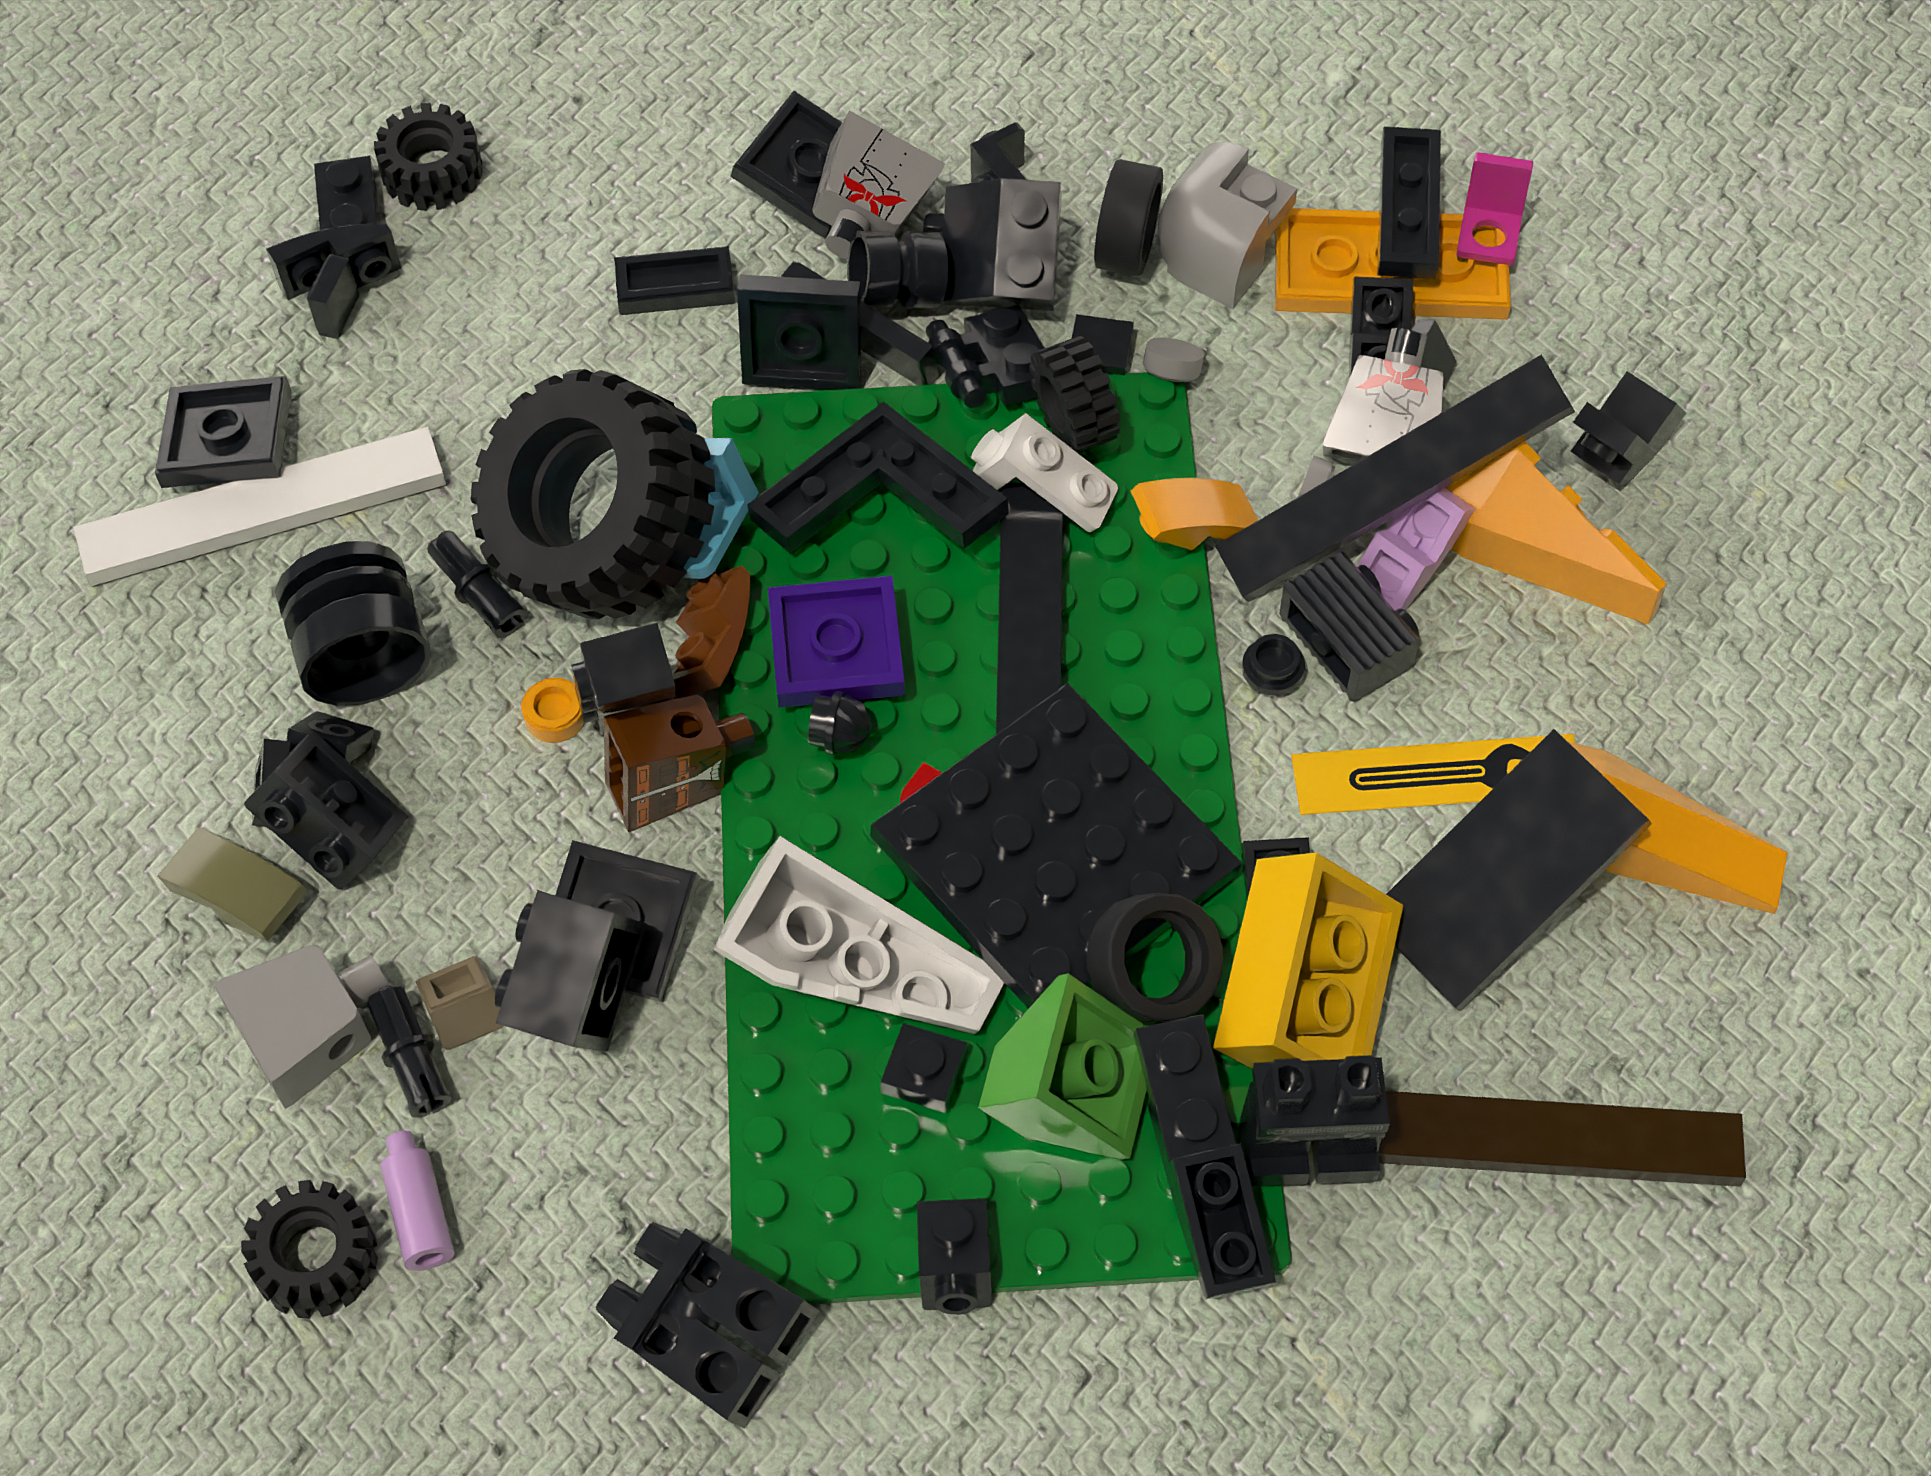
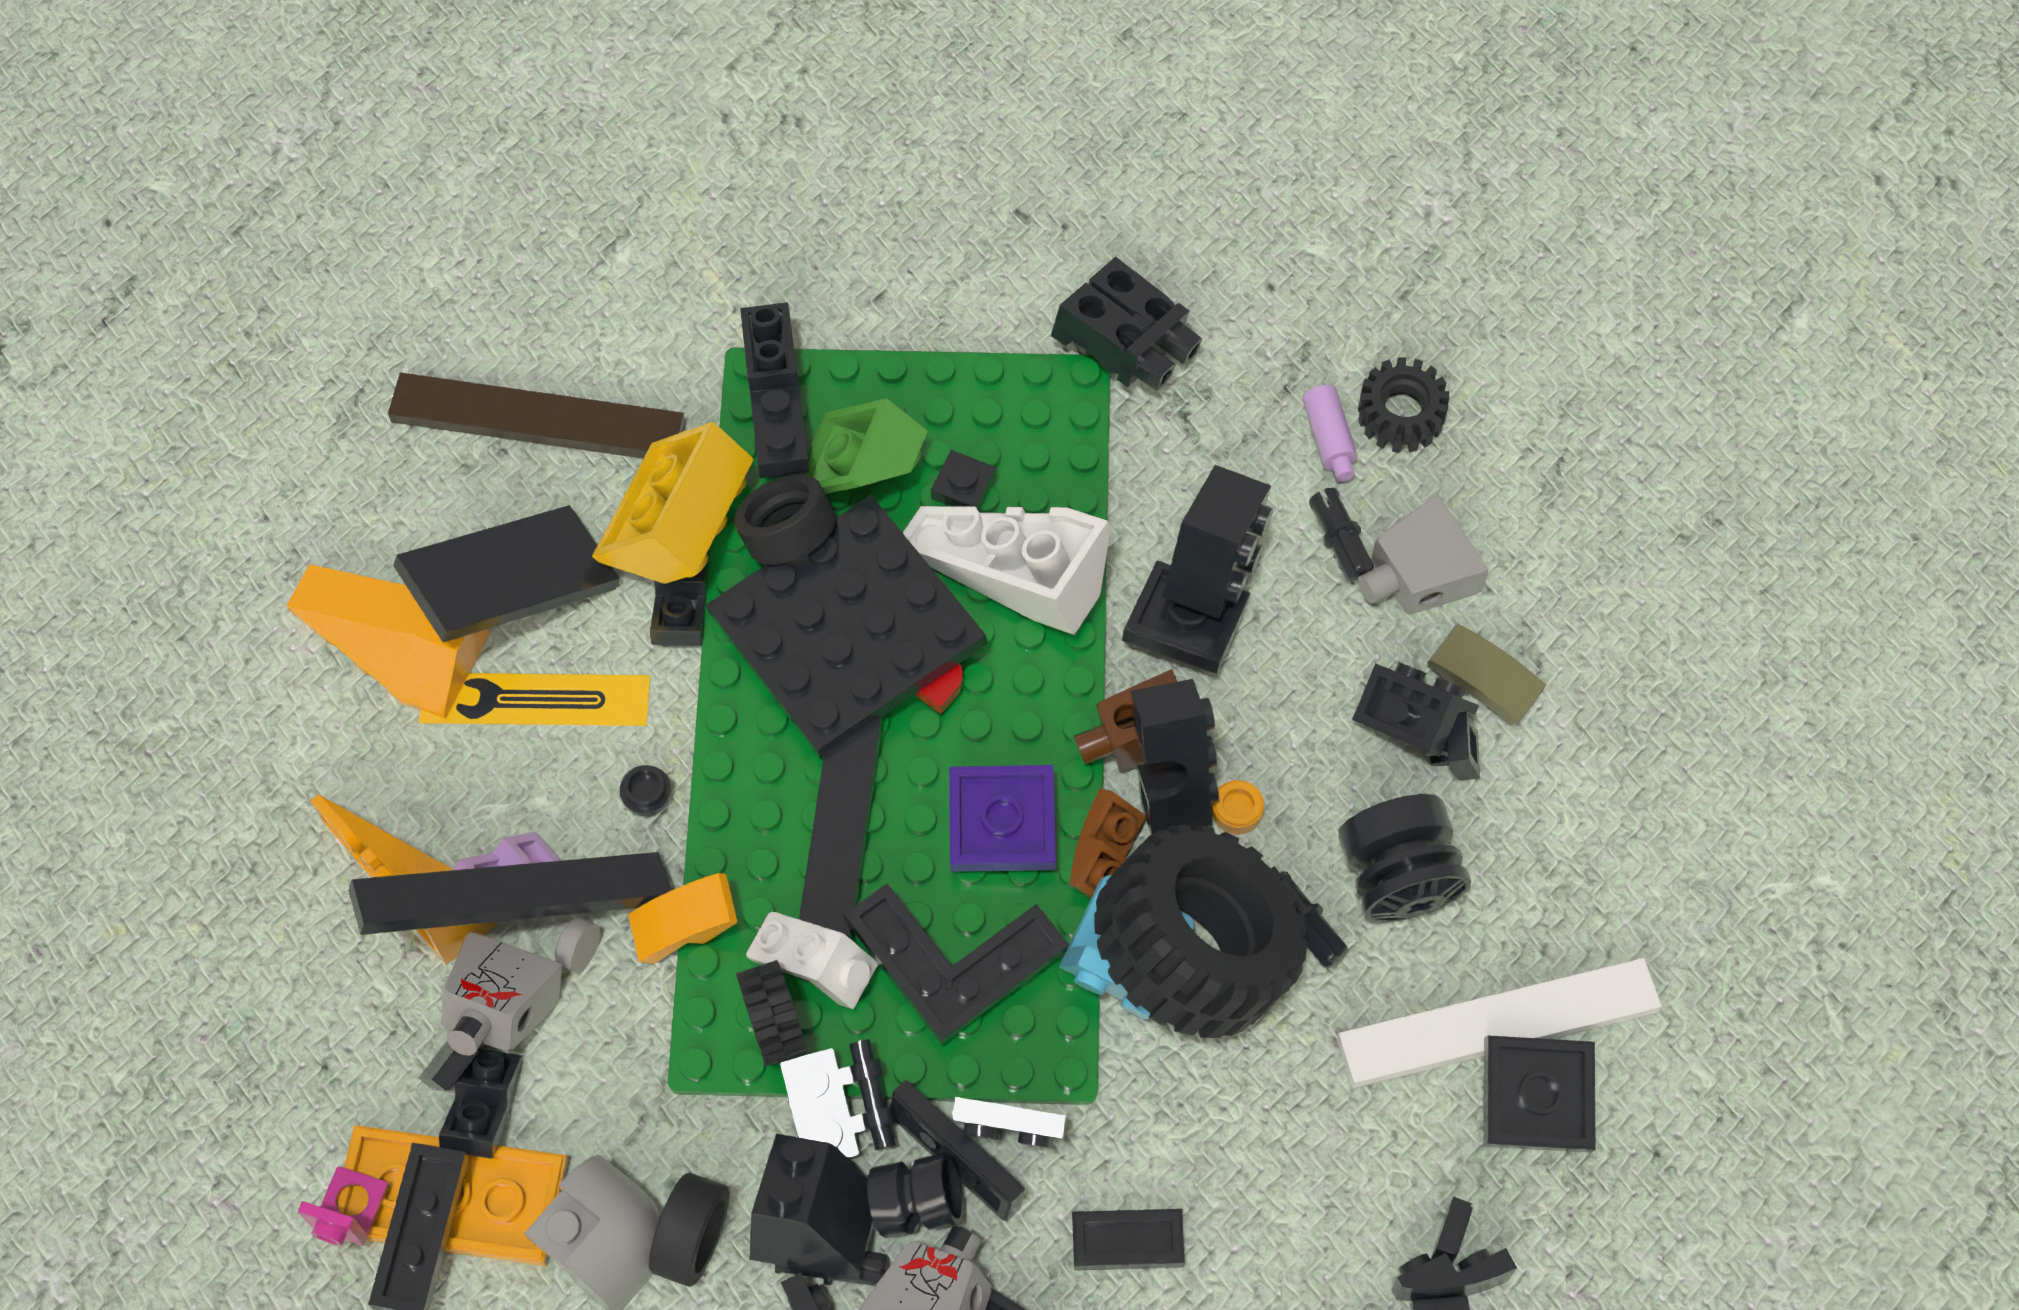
camera: 175 degrees left, 5 degrees up
(344, 736) = (1418, 776): black tile -> none
(460, 1002) = (1307, 579): dark tan slope -> none
(838, 723) = (1004, 743): black plate -> none
(954, 1255) = (955, 359): black bracket -> none
(1109, 339) = (737, 1122): black tile -> none
(1173, 359) = (673, 1091): light grey tile -> none
(1319, 1103) = (691, 384): black hips -> none
(1350, 625) = (574, 807): black brick -> none
(1626, 429) = (294, 972): black brick -> none

